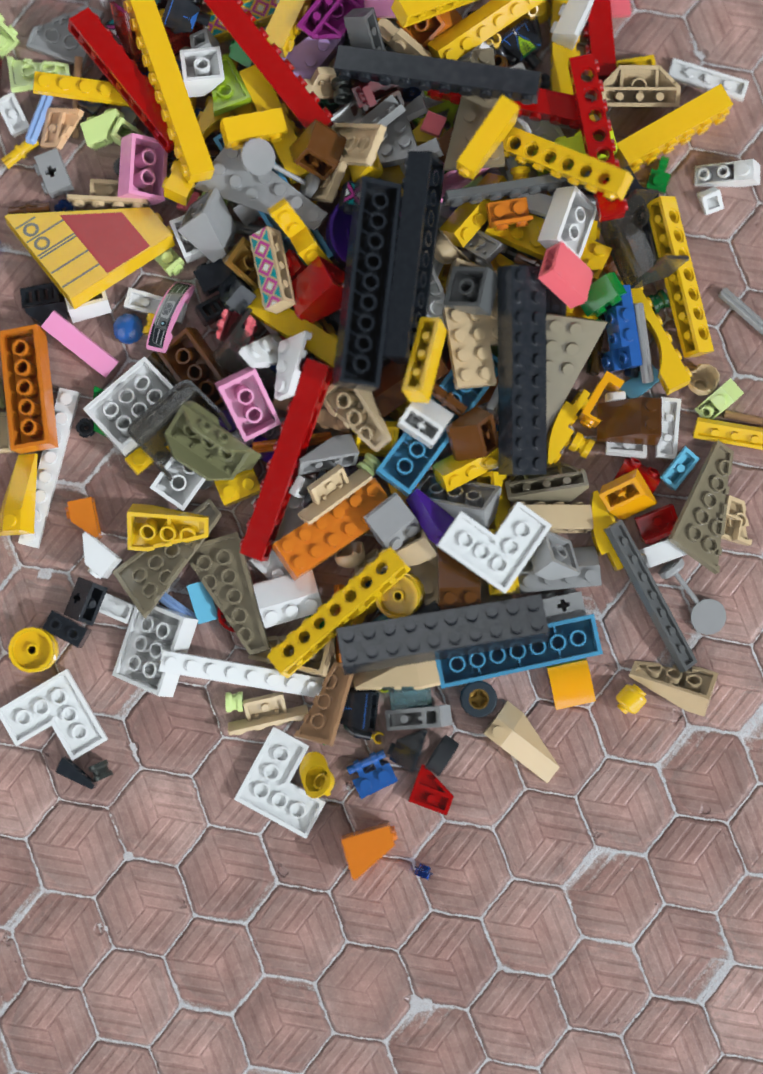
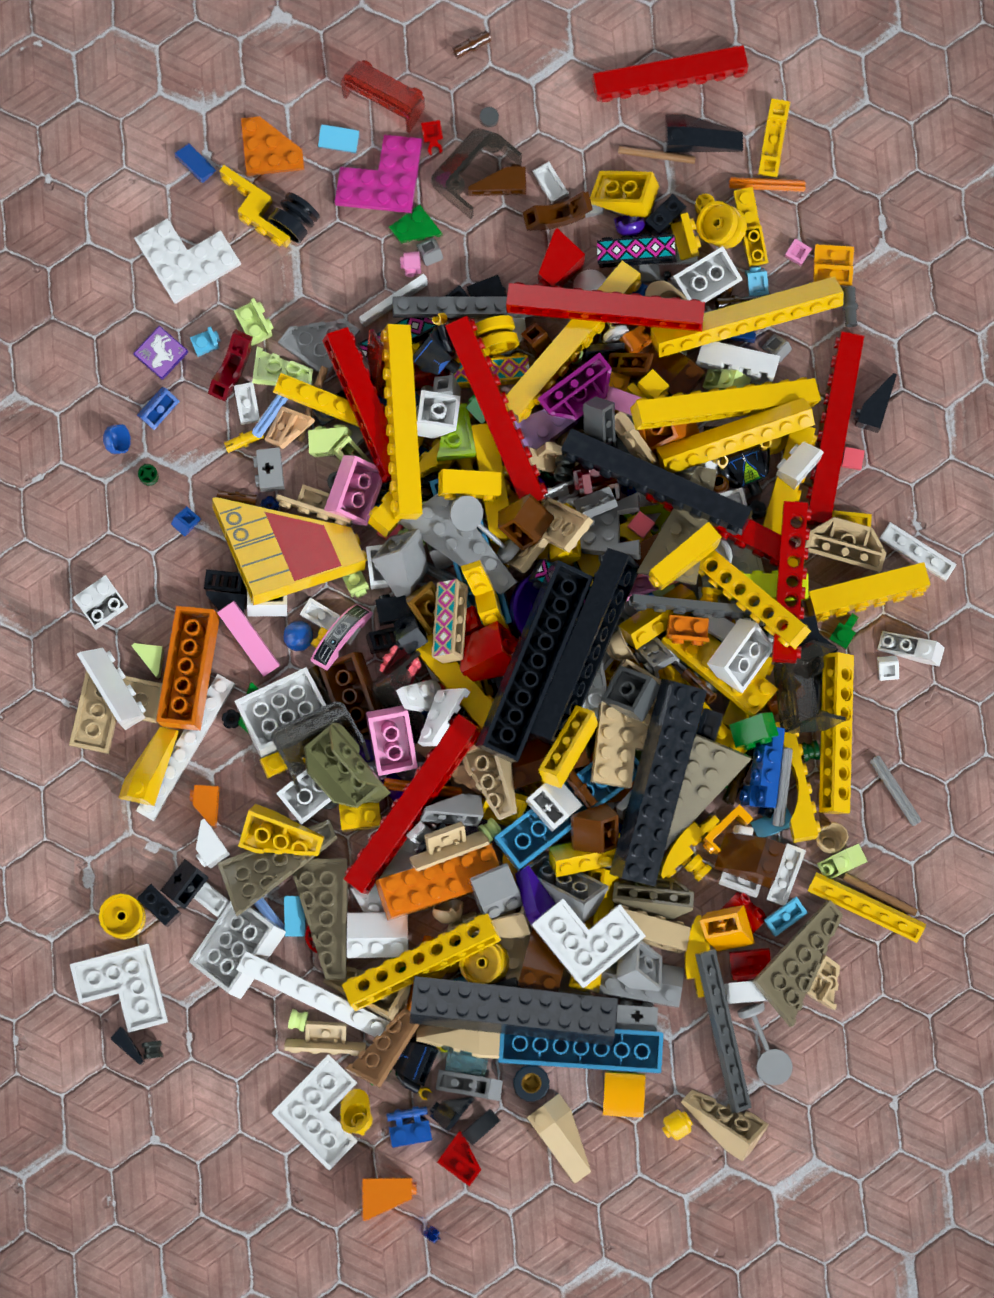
camera: 15 degrees right, 5 degrees down
(566, 275) = (724, 703): coral brick -> none

